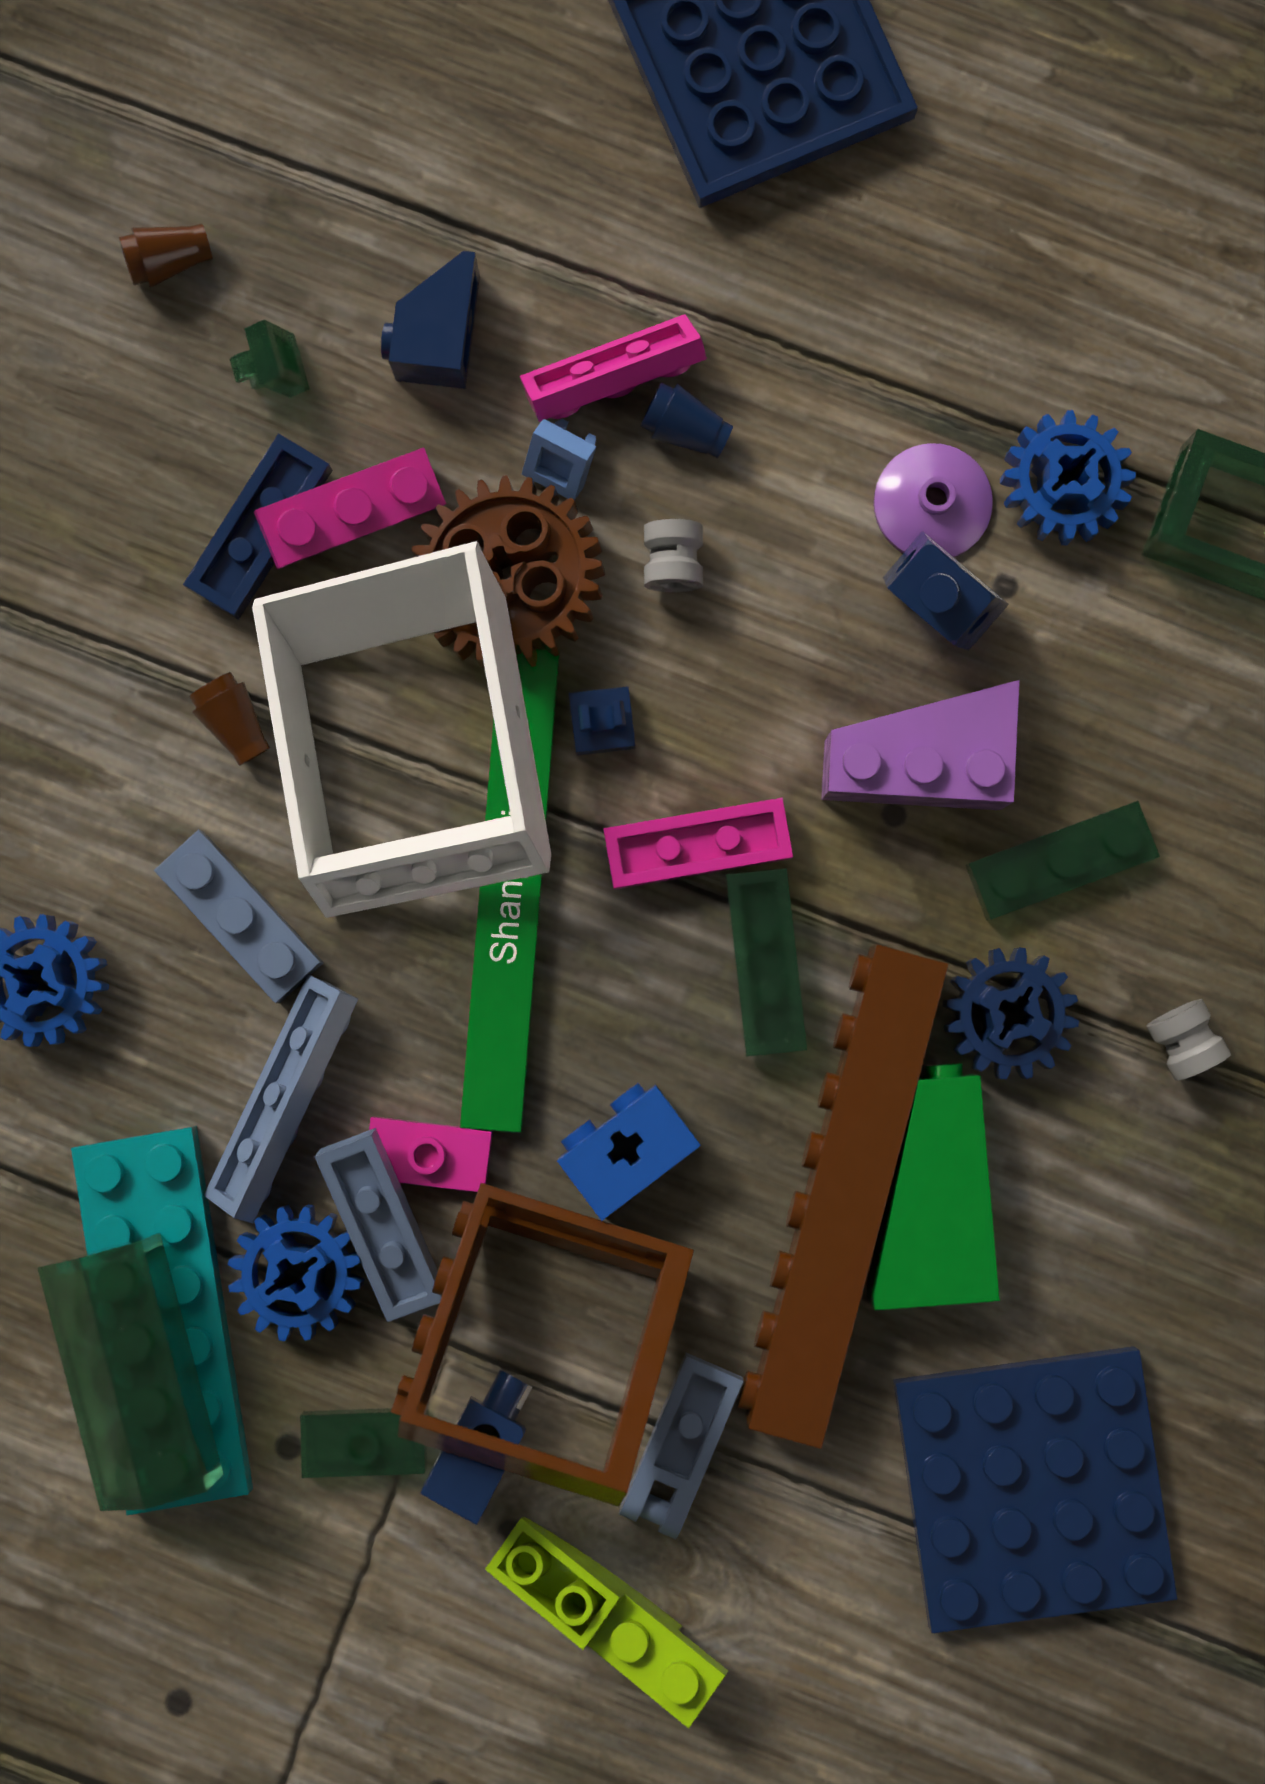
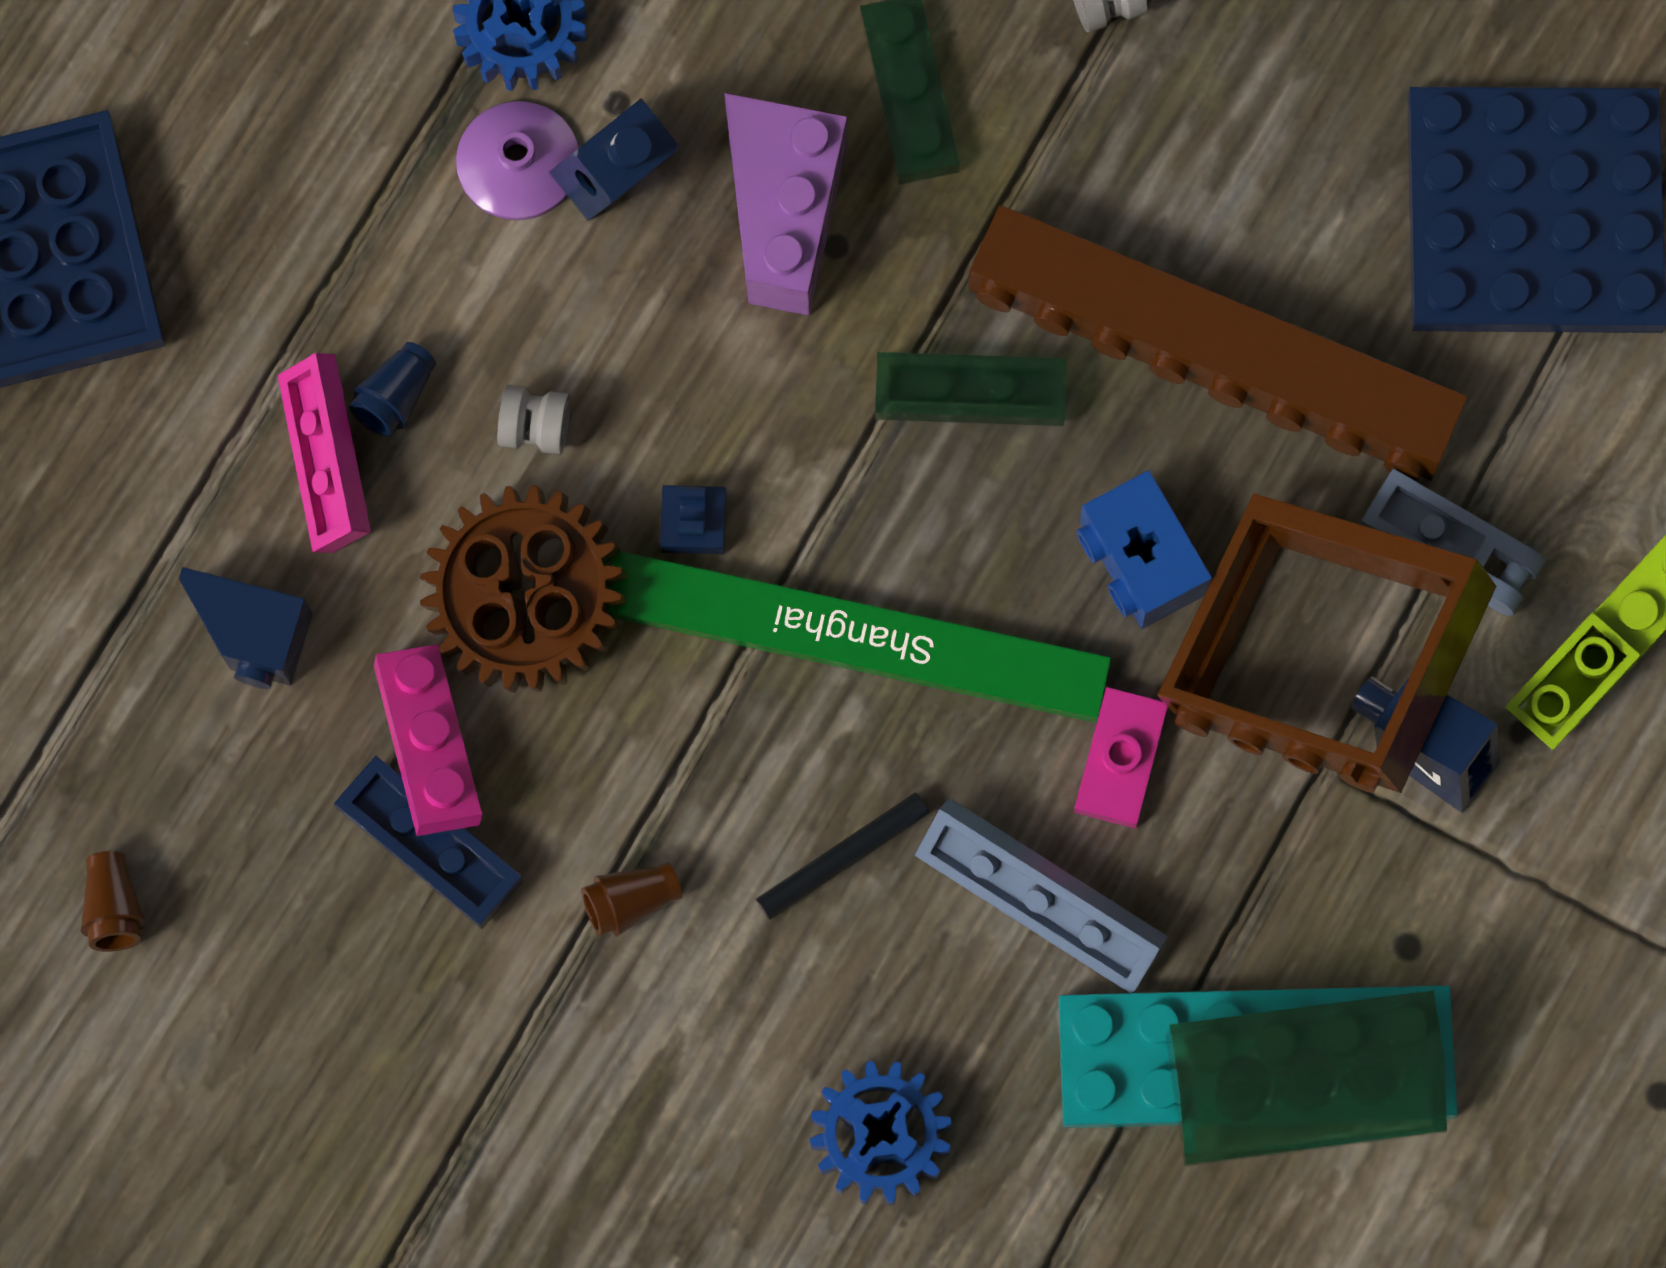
camera: 80 degrees left, 10 degrees down
(238, 916) = (842, 921): sand blue plate -> none
(271, 361) = (253, 802): clear green tile -> none
(281, 1252) = (1250, 889): blue gear -> none
(300, 907) = (842, 856): none -> black bar
(357, 1445) = (1411, 863): clear green plate -> none
(369, 612) = (545, 715): white window -> none
(380, 1223) = (1187, 806): sand blue plate -> none
(559, 458) = (411, 519): medium blue tile -> none
(698, 843) = (837, 439): dark pink plate -> none
(938, 1212) = (1248, 250): green slope -> none
(1033, 1027) = (1069, 134): dark blue gear -> none

